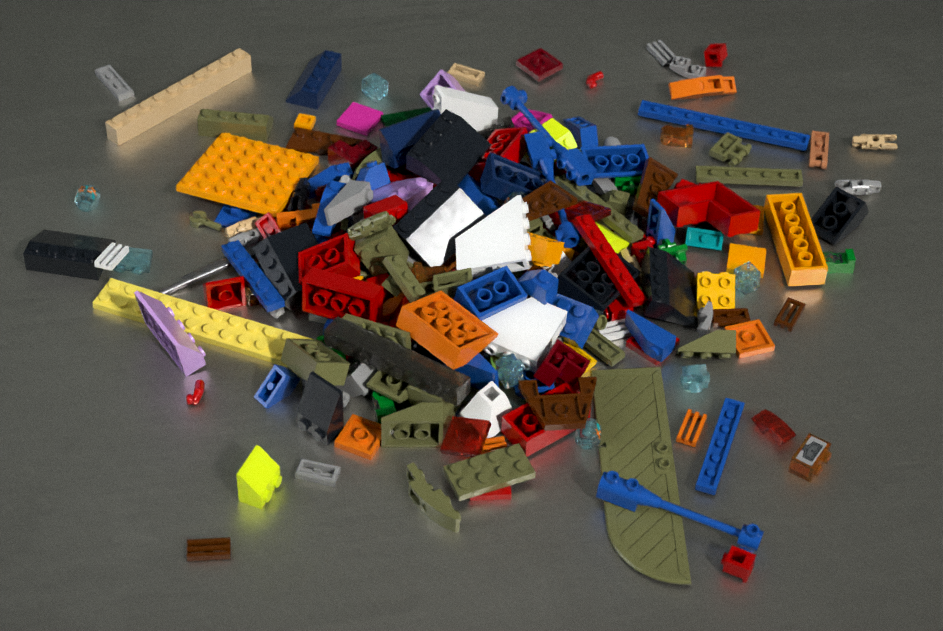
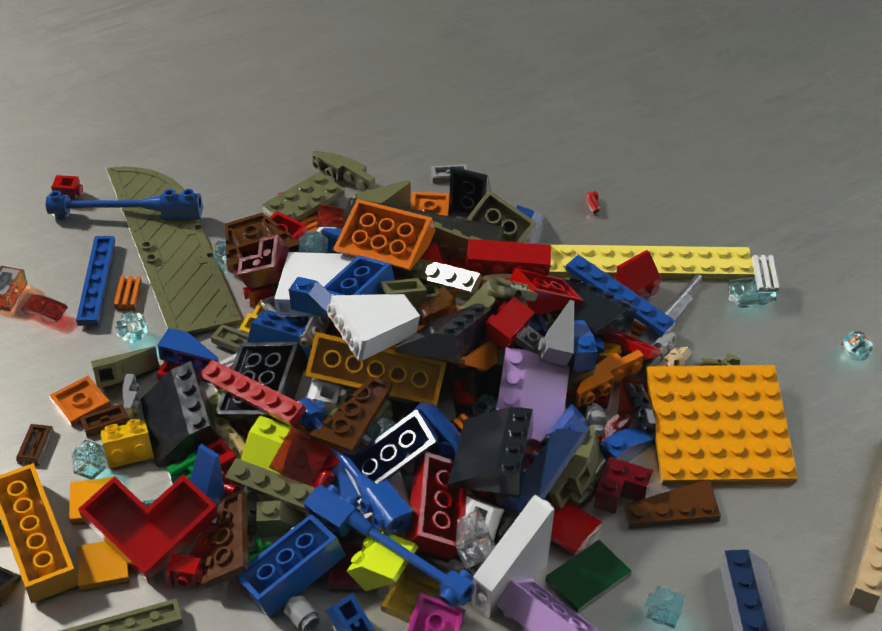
camera: 160 degrees right, 0 degrees up
(65, 254) = (818, 286): black slope -> none
(171, 334) = (648, 209): lavender slope -> none
(208, 546) = (497, 105): reddish brown tile -> none
(252, 126) = (794, 495): olive slope -> none
(258, 478) = (489, 143): neon yellow slope -> none
(305, 121) = (715, 526): light orange plate -> none
(359, 119) = (655, 562): dark pink tile -> none
(486, 122) = (473, 539): none -> clear slope

